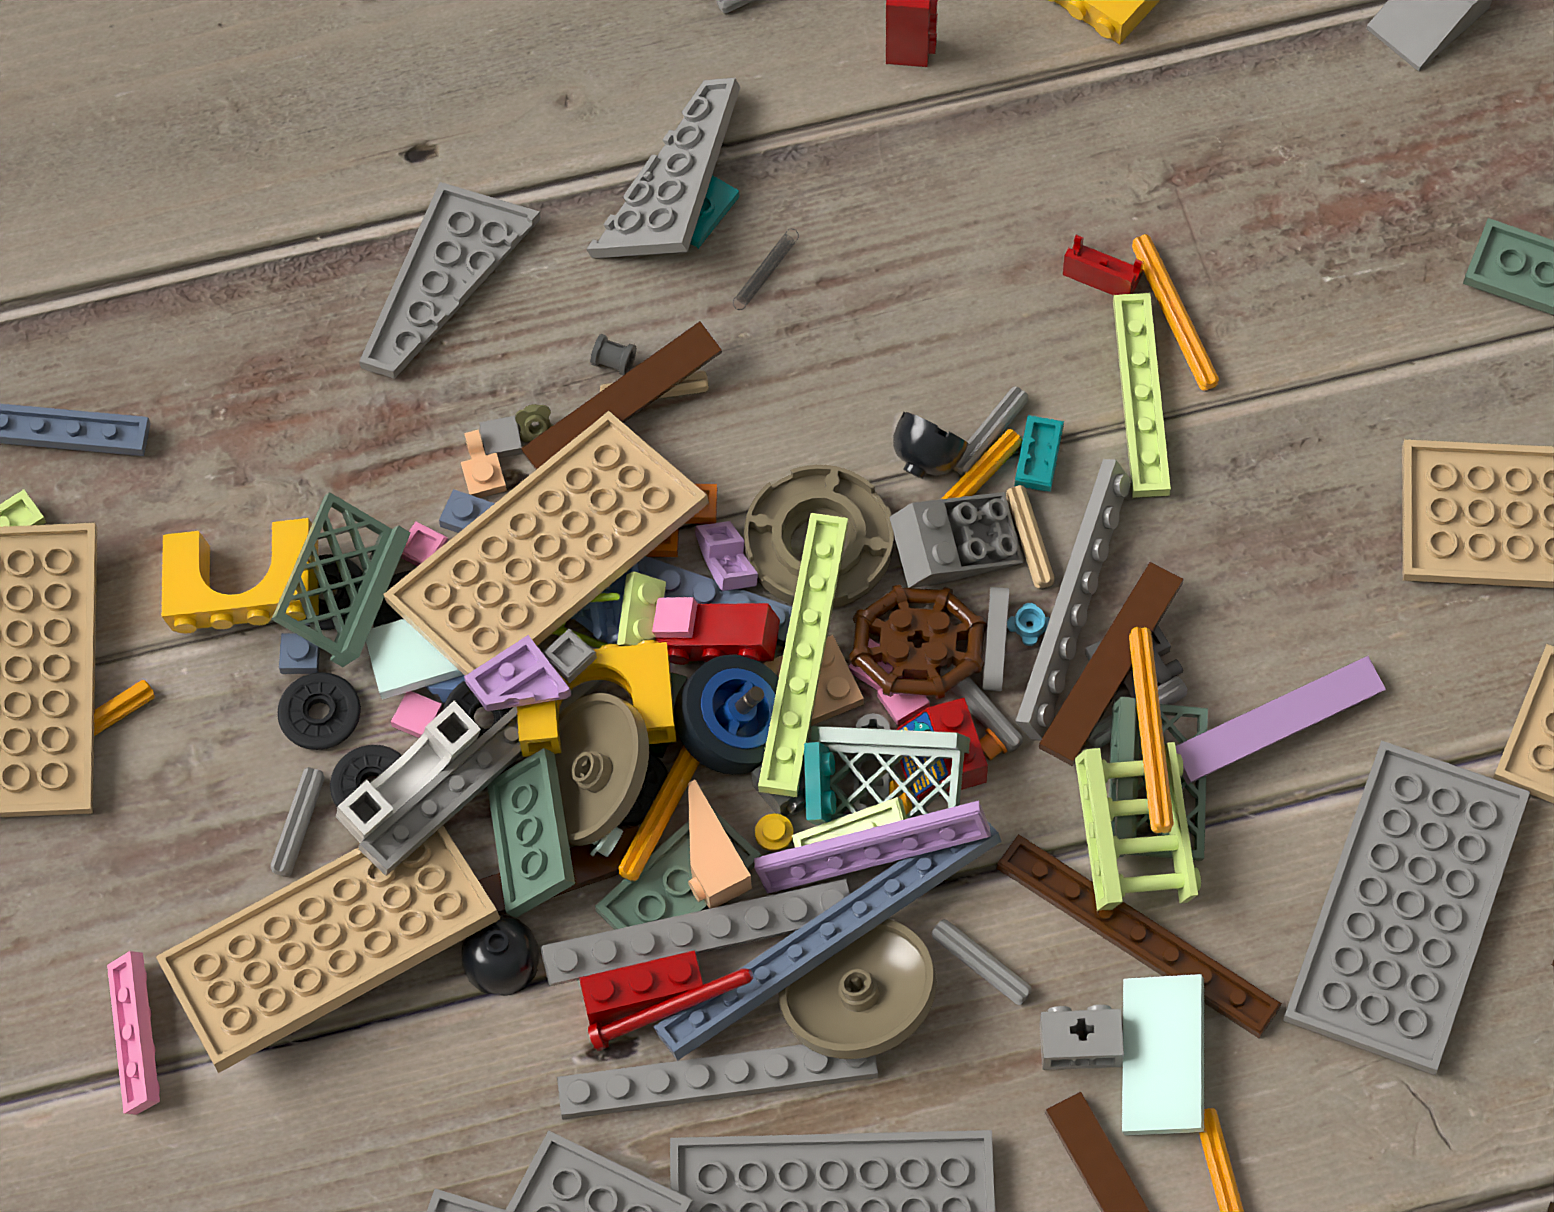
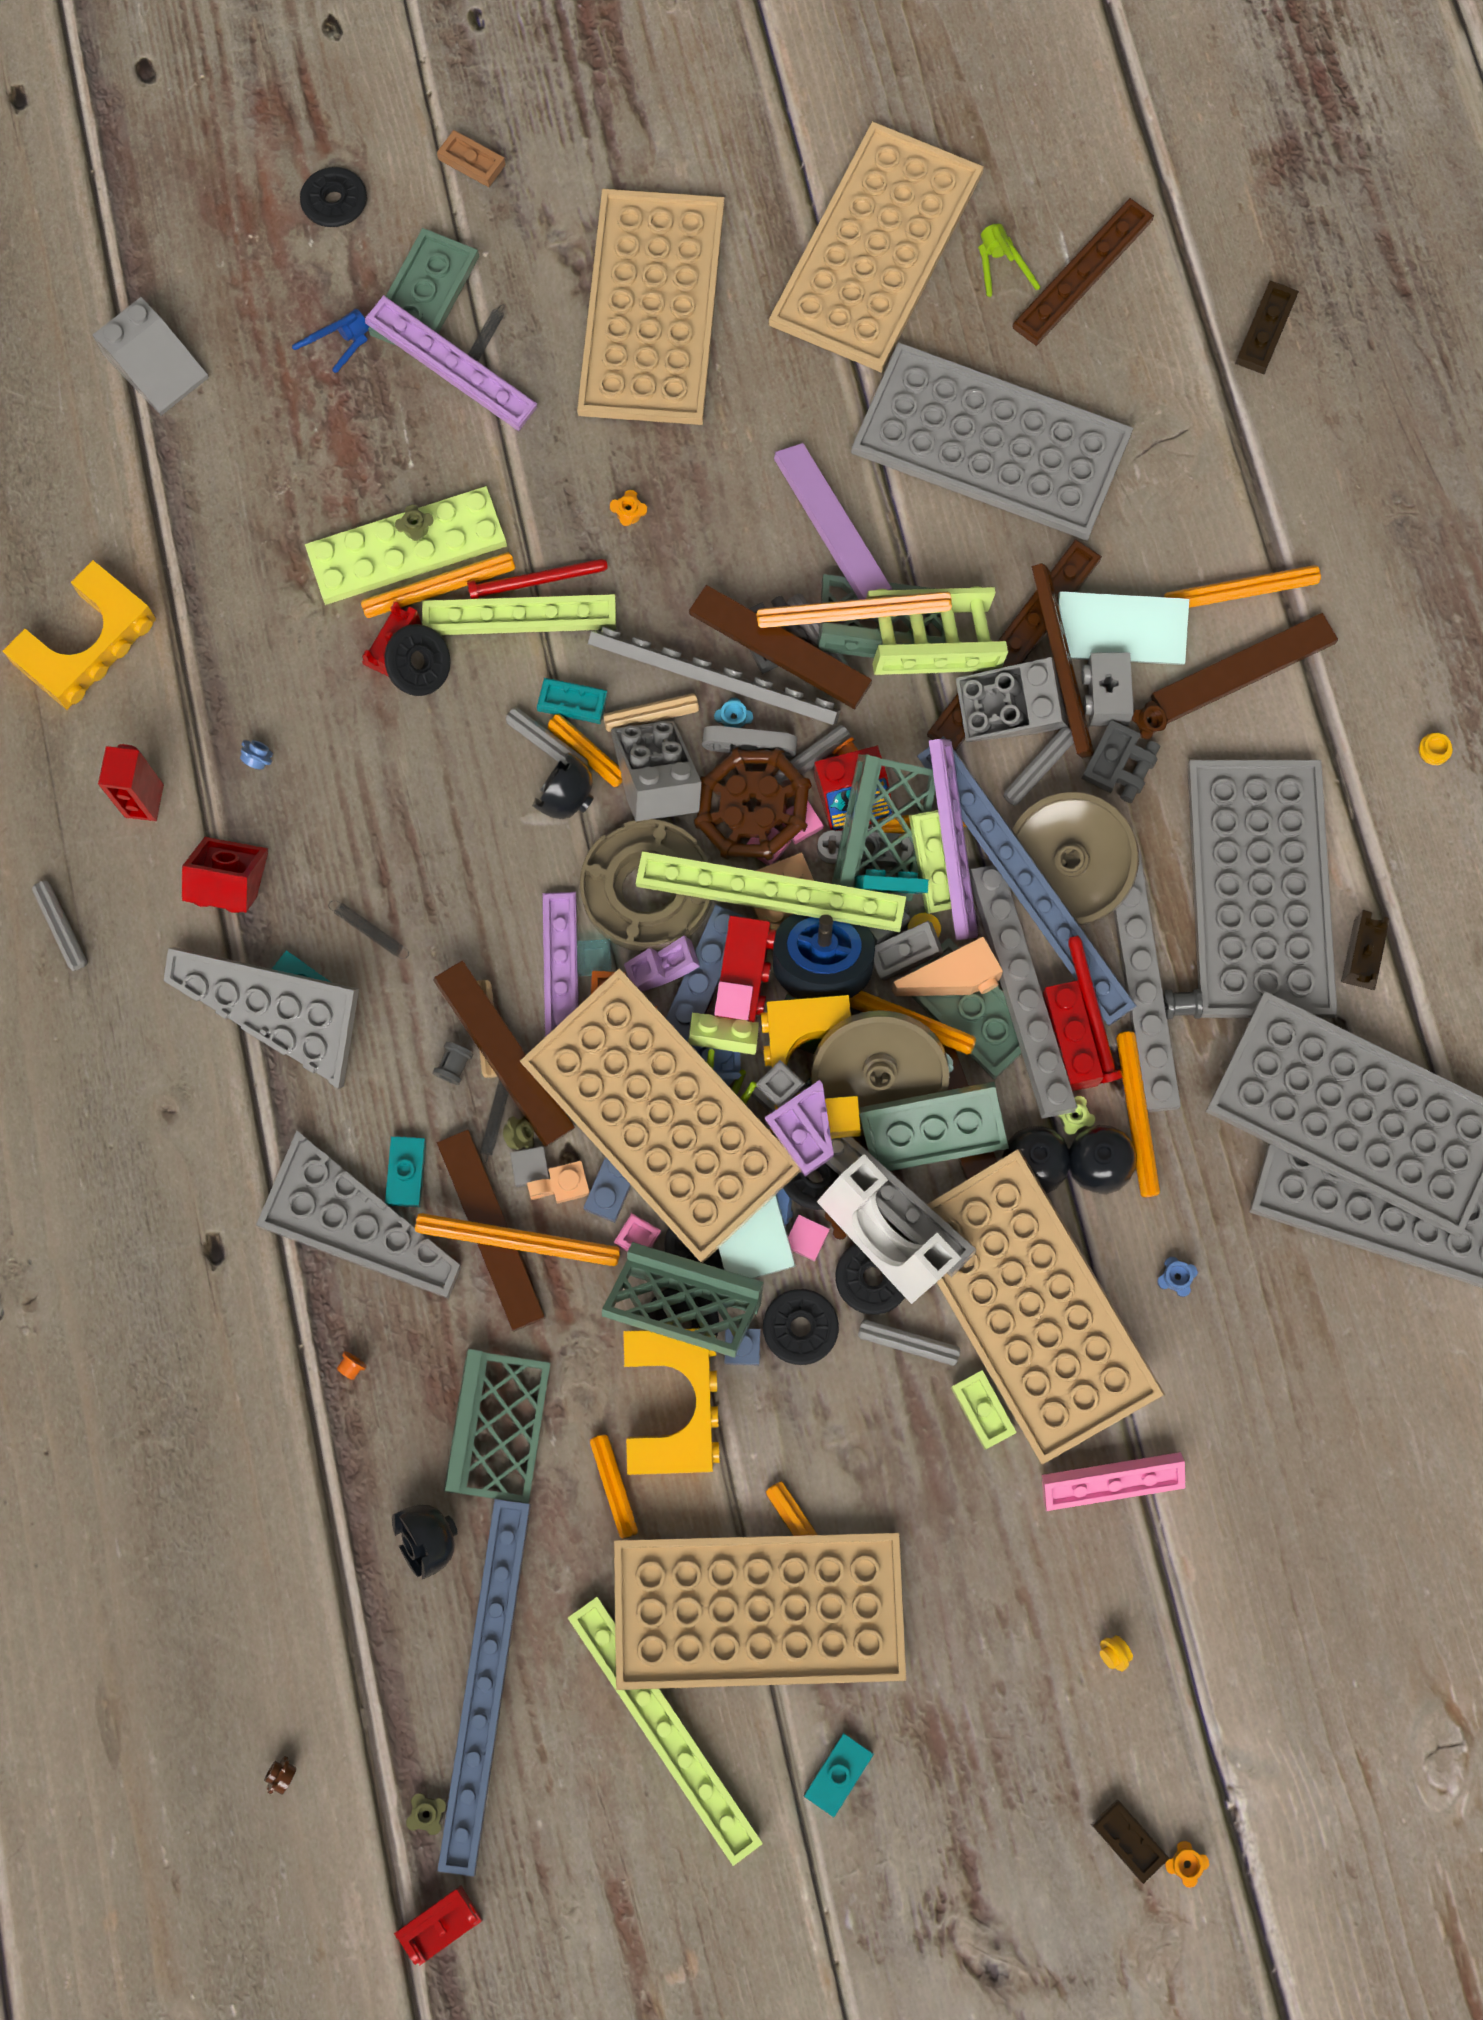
camera: 90 degrees left, 10 degrees up
(111, 354) = (425, 1538): none -> black cylinder
(152, 533) = (613, 1486): none -> light orange axle
(219, 897) = (983, 1410): none -> yellowish green plate
(226, 386) = (466, 1424): none -> sand green fence
(294, 281) = (350, 1365): none -> orange piece
(357, 1099) = (1186, 1272): none -> medium blue plate
(417, 424) = (517, 1239): none -> light orange axle
(433, 403) = (483, 1207): none -> reddish brown tile
(497, 320) = (405, 1171): none -> teal plate
(499, 1026) = (1102, 1159): none -> black cylinder
(547, 1008) = (1084, 1119): none -> yellowish green plate
(550, 399) = (490, 1142): none -> dark grey piece
(550, 1068) = (1138, 1114): none -> light orange axle
(684, 1116) = (1183, 1003): none -> dark grey bush
(735, 490) = (593, 956): none -> clear light blue tile
(737, 456) = (560, 957): none -> lavender tile
(743, 807) = (906, 950): none -> light grey plate
(822, 125) = (223, 874): none -> red slope
(960, 145) = (255, 754): none -> medium blue plate
(993, 1042) = (1111, 757): none -> dark grey plate
(1044, 1099) = (1156, 716): none -> reddish brown plate
(1053, 291) = (436, 660): none -> black wheel
(1057, 926) = (1012, 701): none -> light grey slope
(1110, 976) = (1063, 660): none -> reddish brown tile
(1169, 349) = (536, 578): none -> red bar
(1223, 279) = (382, 555): none -> yellowish green plate
(1238, 284) = (417, 531): none -> olive plate
(1282, 512) = (630, 516): none -> light orange plate
(1451, 305) = (451, 363): none -> lavender tile
(1490, 201) = (350, 327): none -> blue plant
(1490, 336) = (490, 336): none -> dark grey piece

